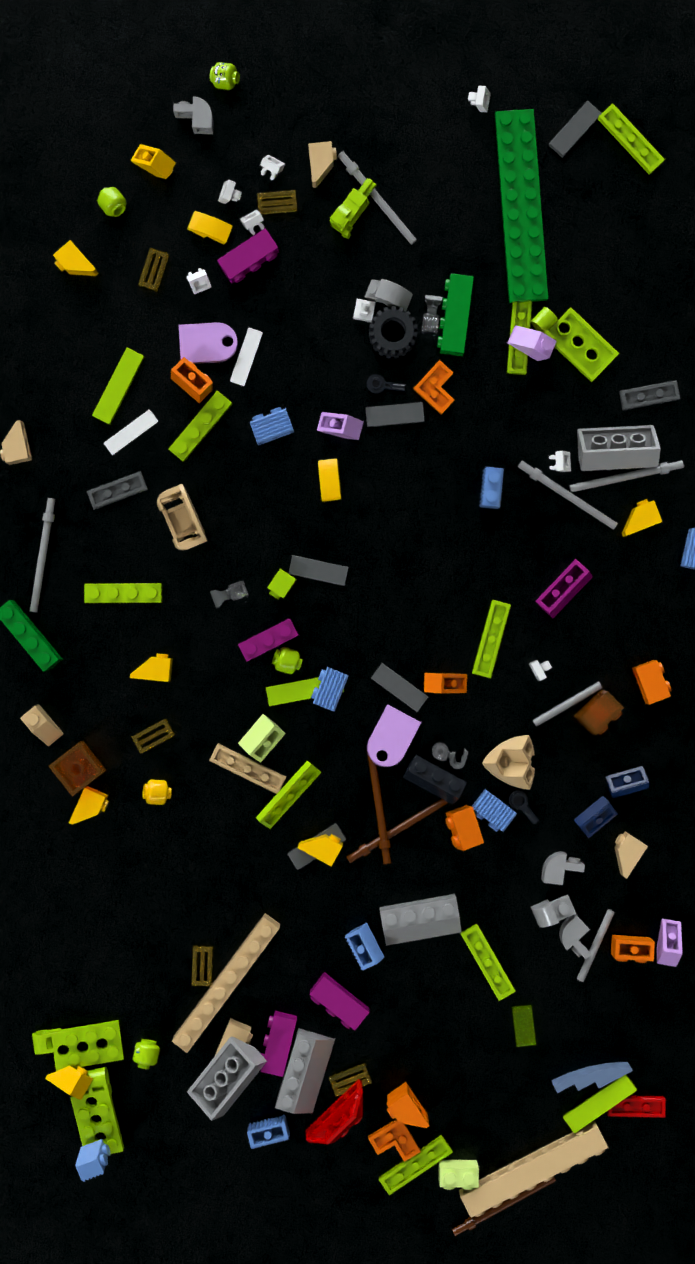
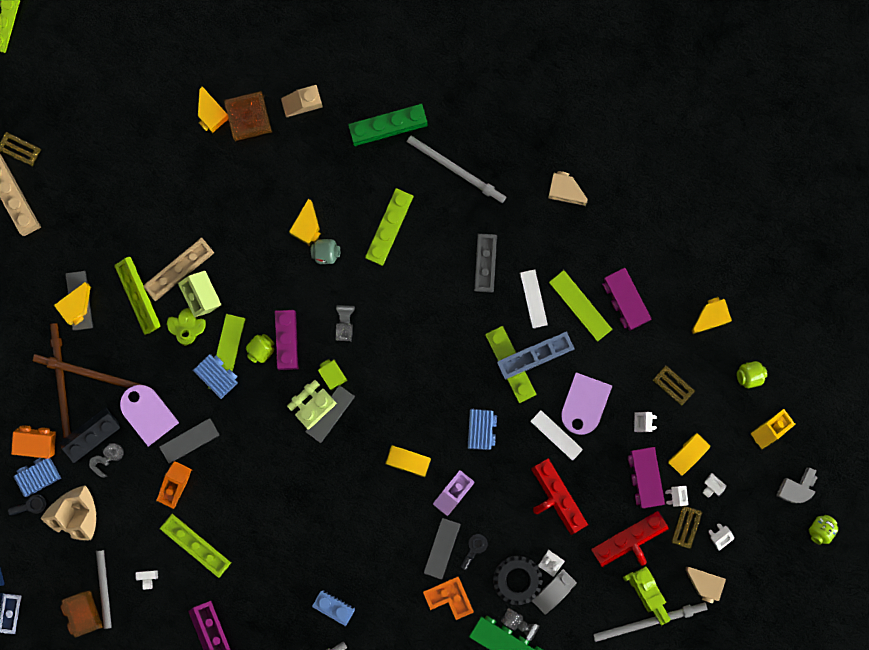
camera: 115 degrees right, 5 degrees down
(93, 345) = (626, 299): none -> magenta brick
(139, 743) = (239, 193): clear yellow tile -> none
(156, 792) = (194, 177): yellow head -> none
(171, 641) = (325, 251): none -> sand green head
(181, 405) = (535, 355): none -> sand blue slope
(181, 518) = (429, 309): tan piece -> none
(191, 379) = (555, 375): orange brick -> none
(294, 738) = (186, 323): none -> lime plate
(301, 329) = (558, 497): none -> red plate
(311, 247) = (630, 540): none -> red plate
(319, 585) = (315, 408): none -> yellowish green plate

